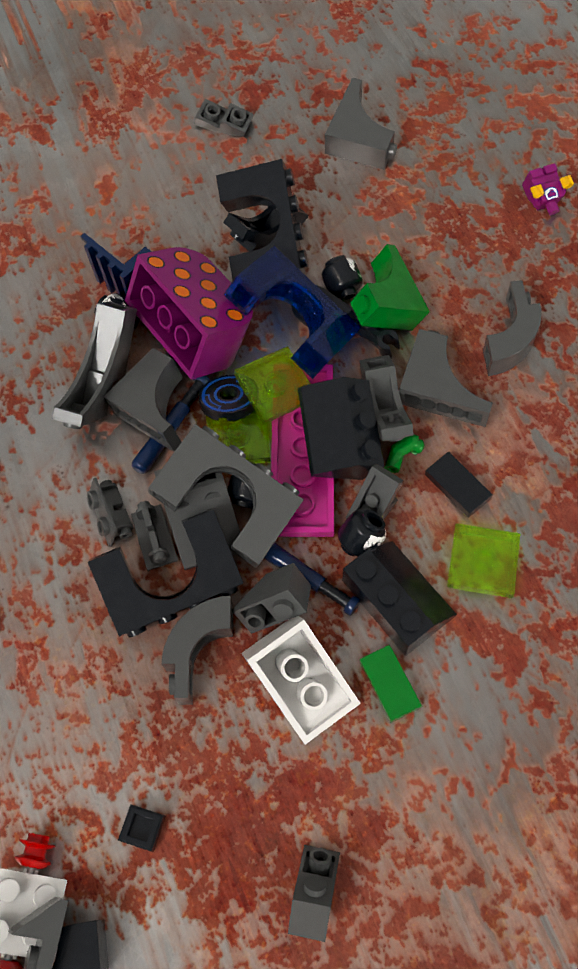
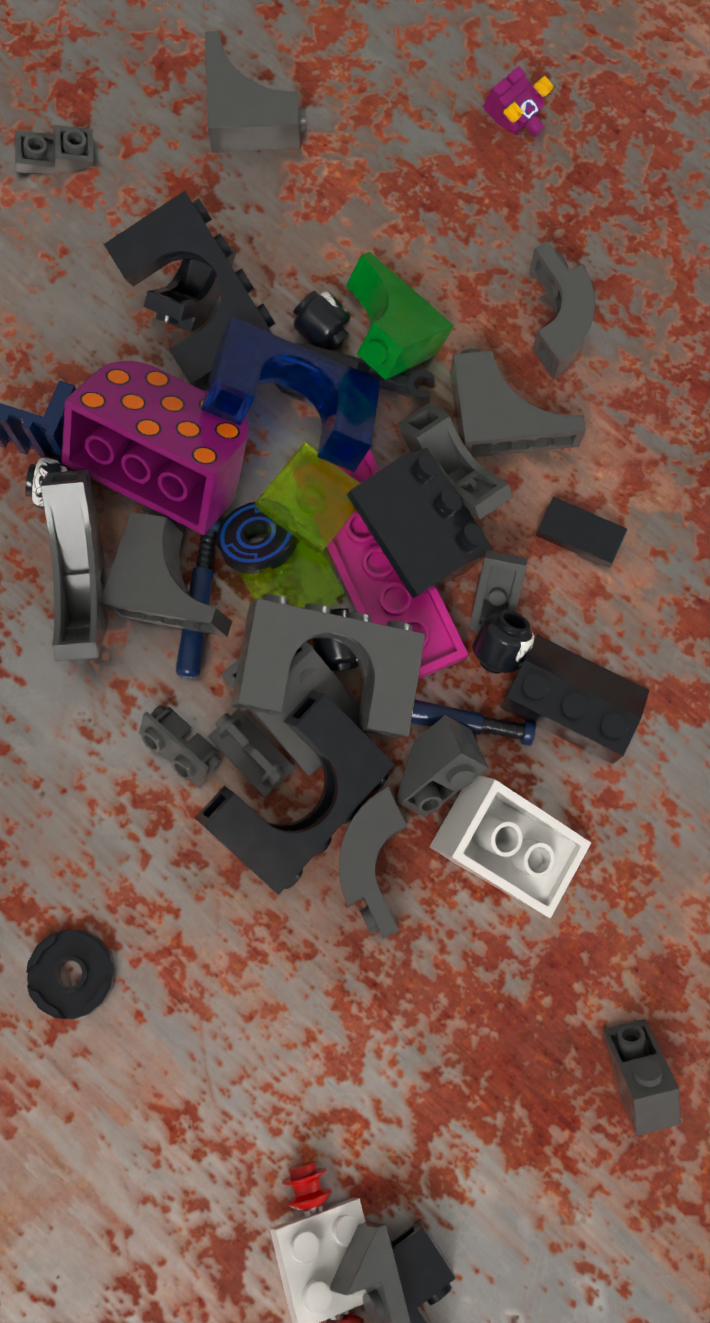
camera: 30 degrees left, 10 degrees up
(141, 828) = (412, 1099): black tile -> none
(390, 683) = (613, 804): green tile -> none
(400, 449) = (494, 521): green arm -> none
(483, 560) = (651, 612): clear neon green plate -> none

